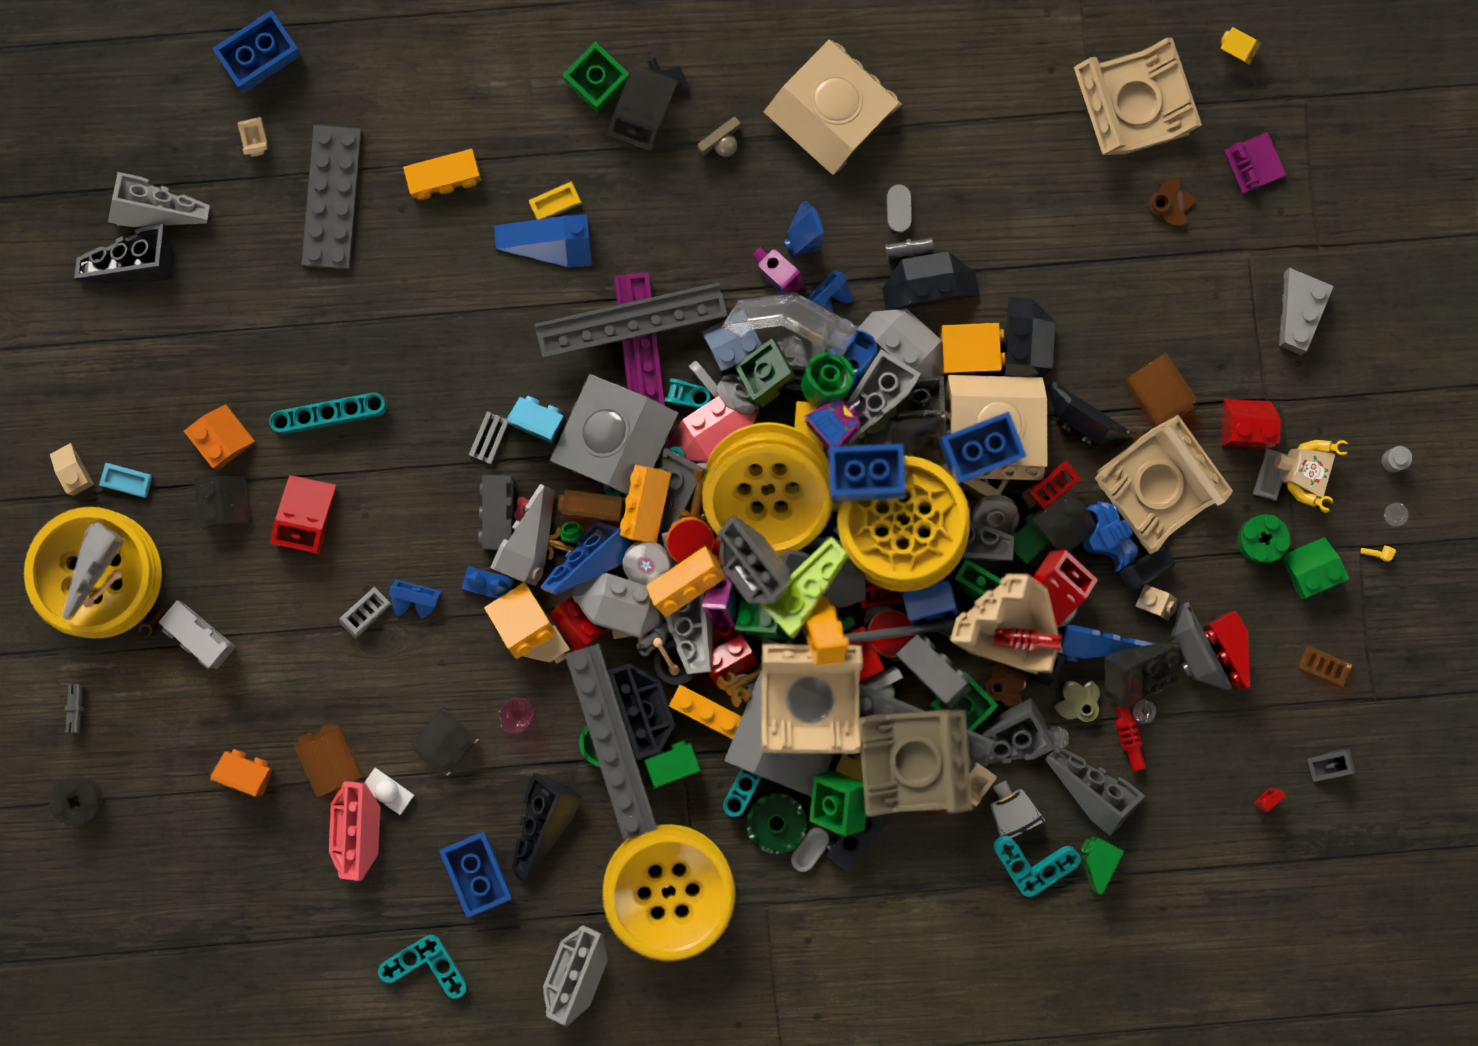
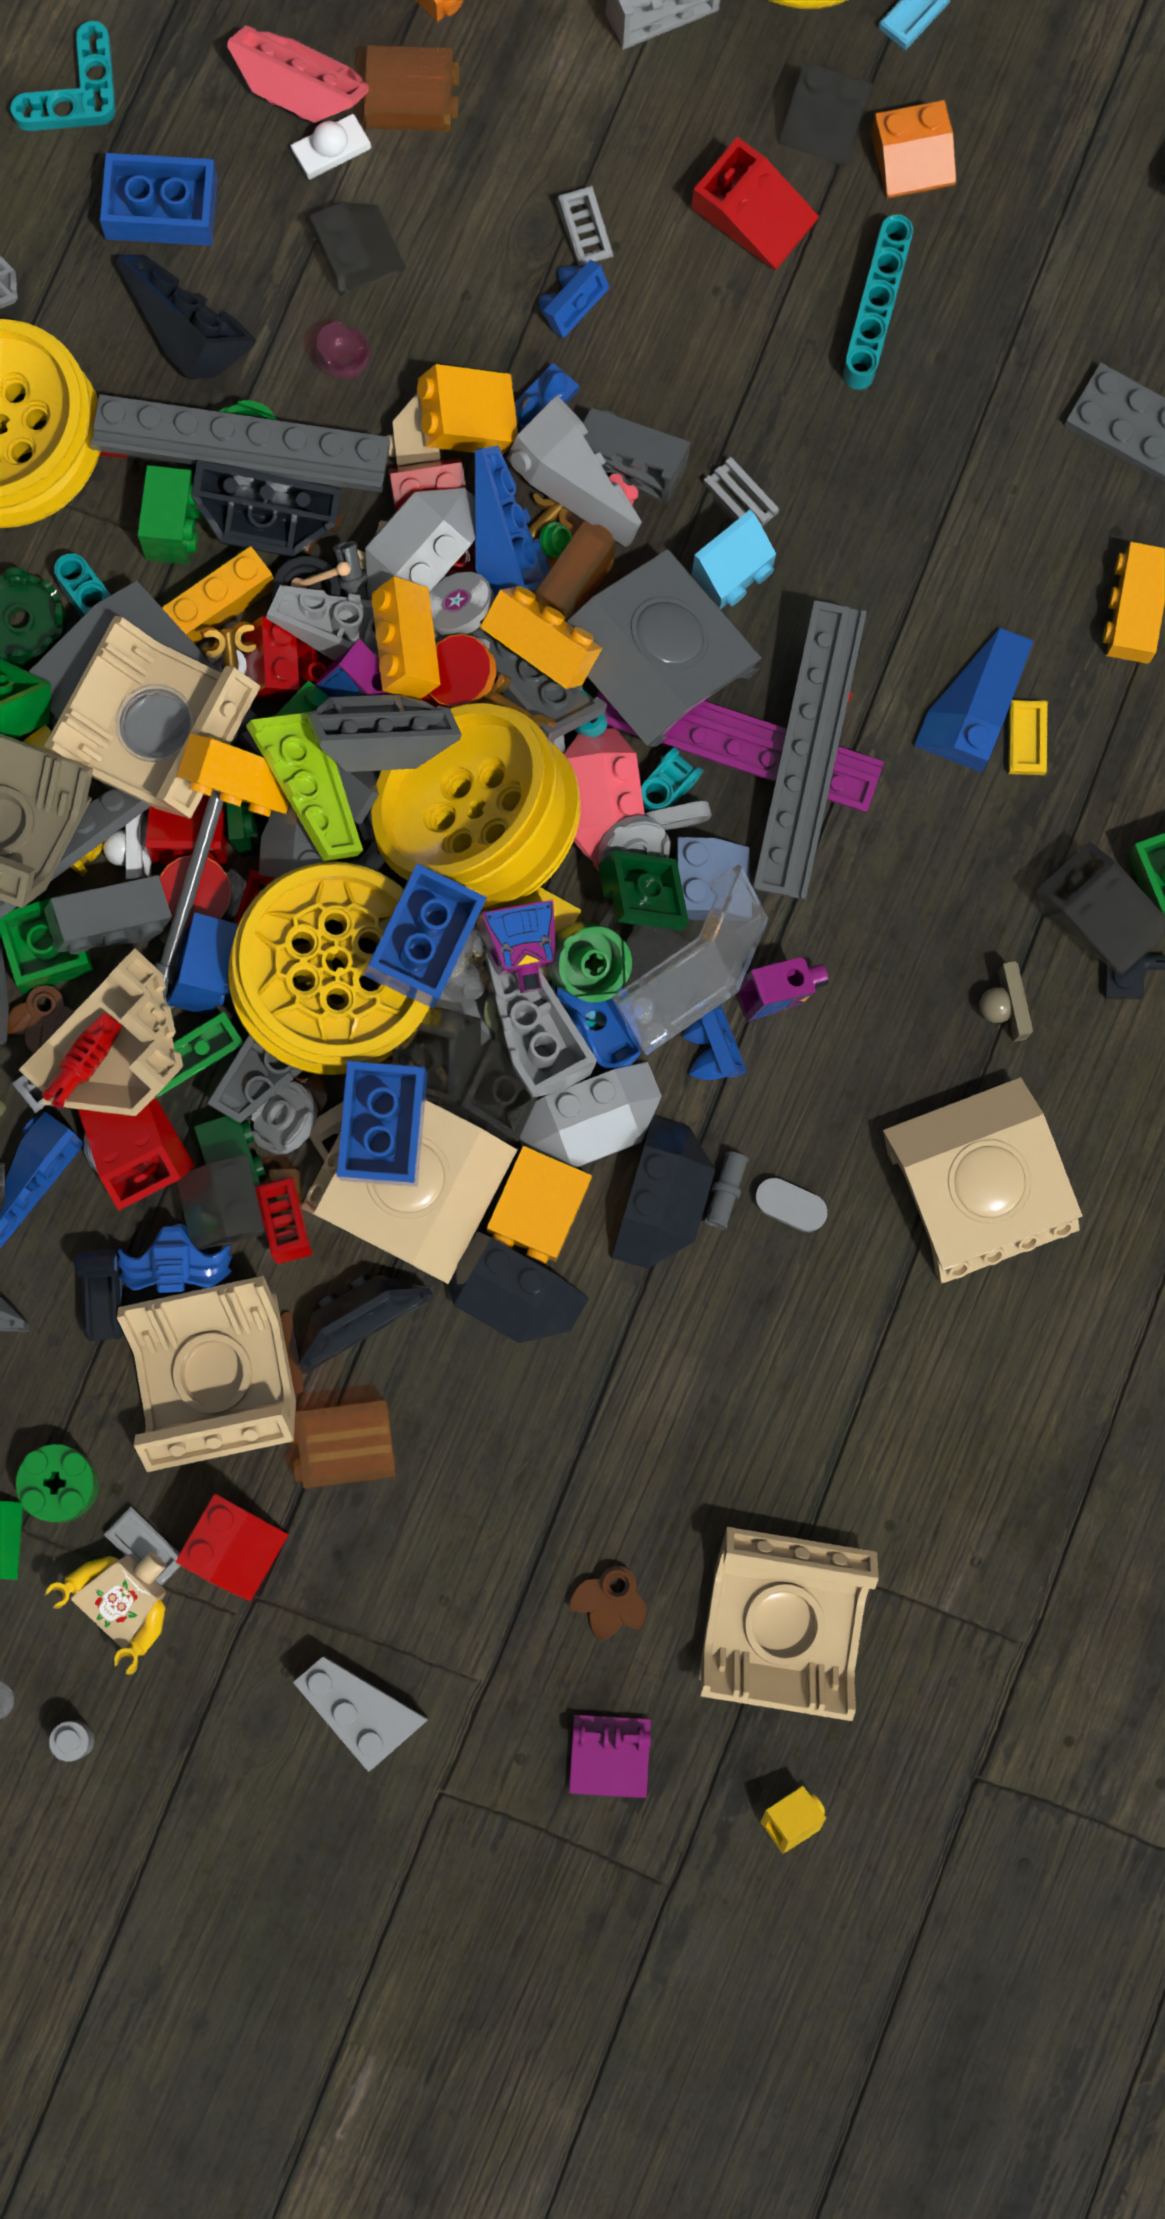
camera: 110 degrees right, 5 degrees down
(805, 232) = (820, 1050): blue wedge -> none
(1157, 602) = (47, 1288): tan bracket -> none

